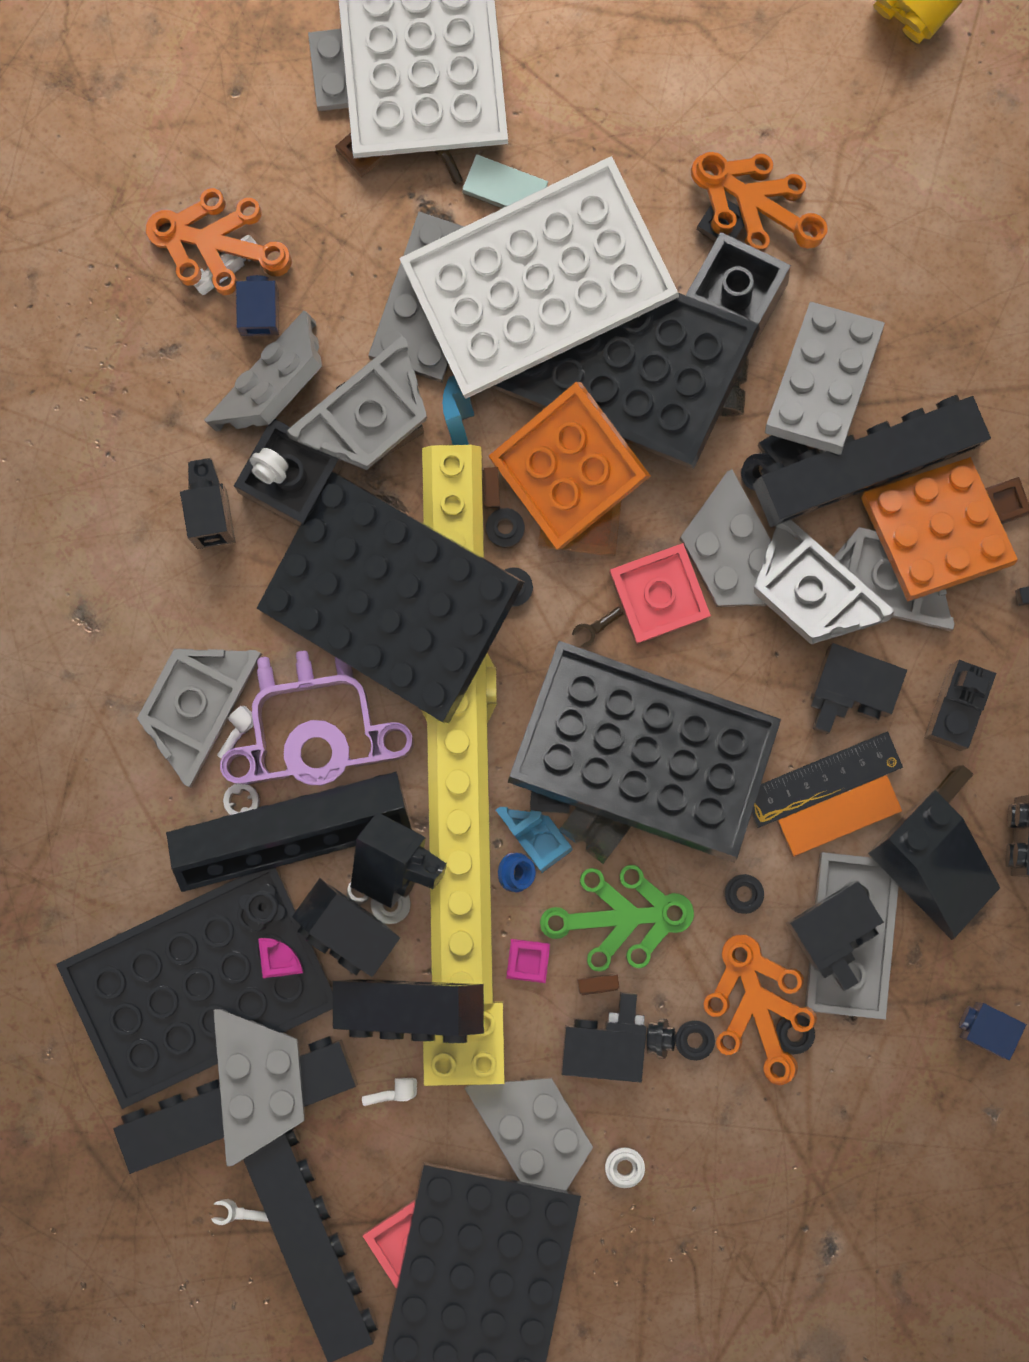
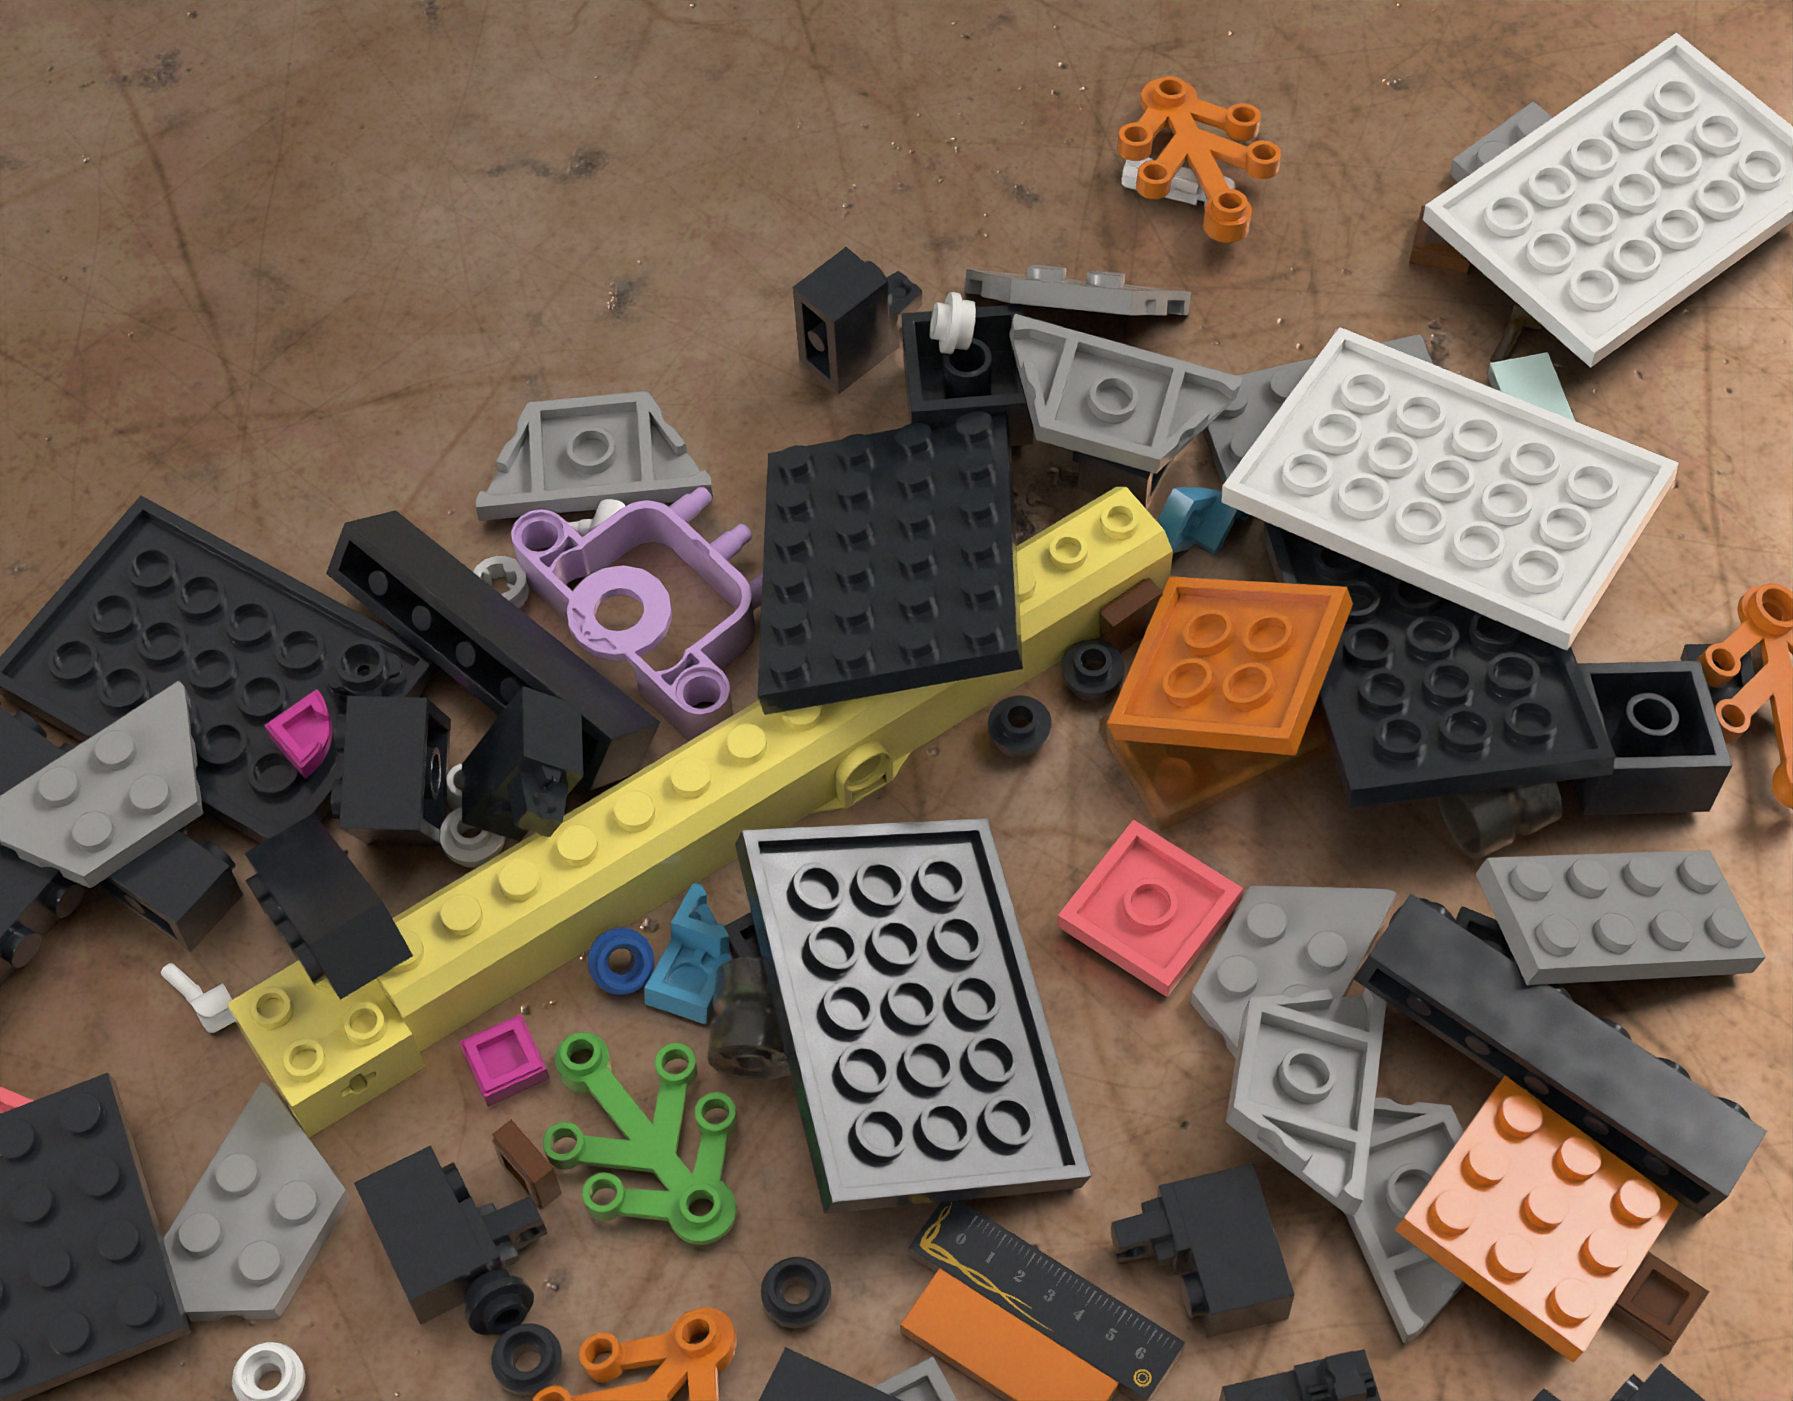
camera: 60 degrees right, 25 degrees down
(257, 306) = (1152, 237): dark blue brick -> none
(598, 625) = (1034, 860): dark brown hand -> none

